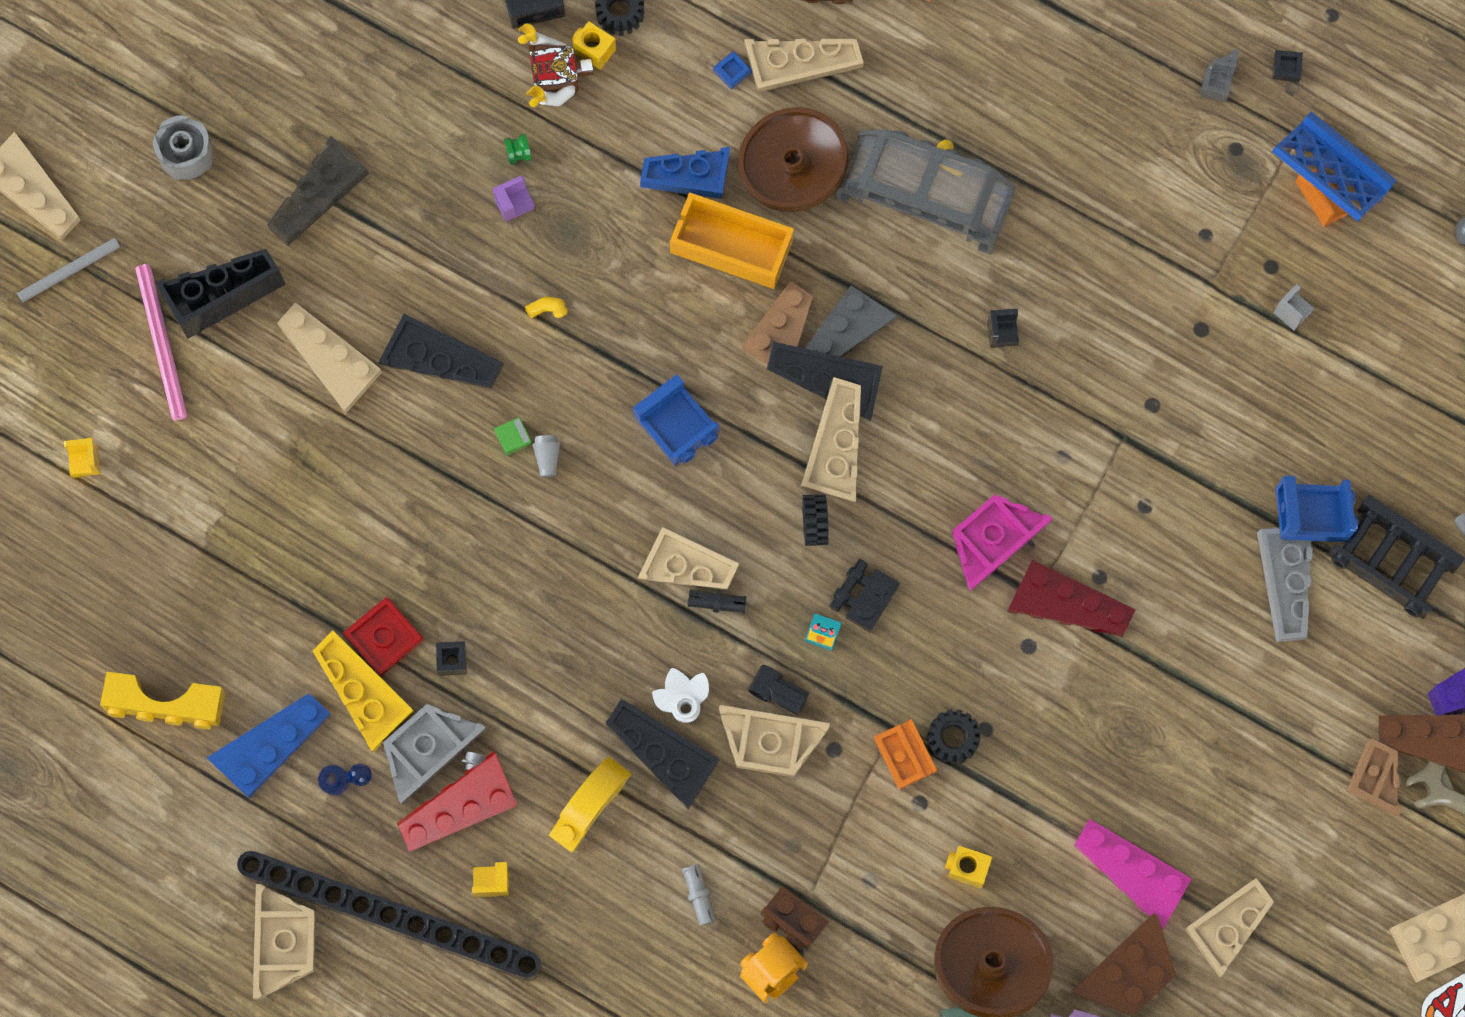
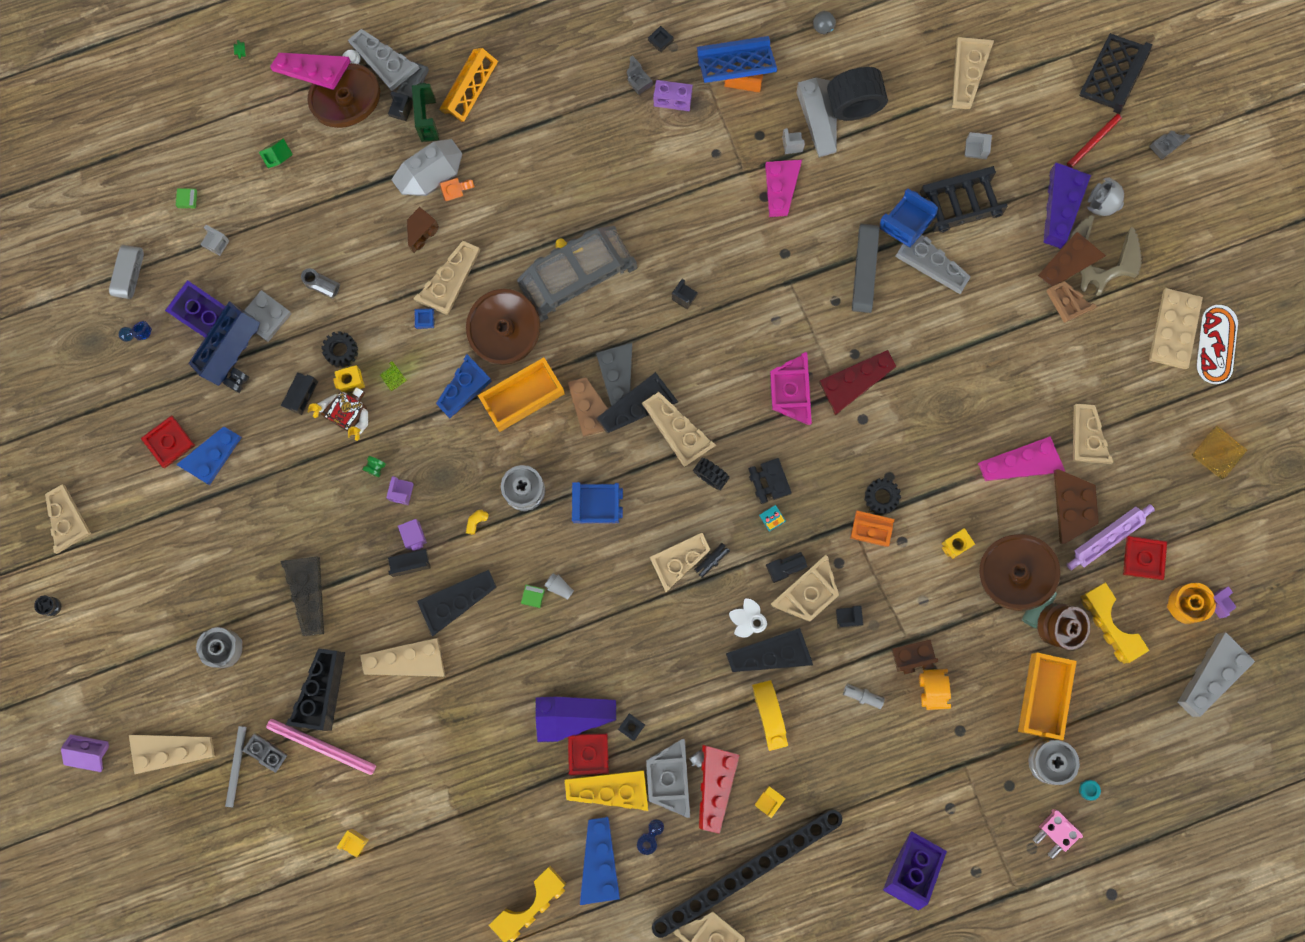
camera: 45 degrees left, 5 degrees up
(107, 288) = (265, 752): none -> flat silver slope
(406, 577) = (570, 716): none -> dark purple wedge
(440, 273) = (409, 563): none -> black panel
(474, 251) = (412, 535): none -> medium lavender brick
(636, 89) = (393, 377): none -> clear neon green panel
(640, 325) = (517, 478): none -> light grey wheel
(778, 808) = (849, 617): none -> black panel
(1212, 508) = (865, 268): none -> dark grey beam
(1230, 131) = (673, 95): none -> medium lavender brick
(1231, 335) = (781, 182): none -> dark pink wing
(1364, 308) = (818, 114): none -> light grey wedge
(1412, 332) = (857, 93): none -> black tyre

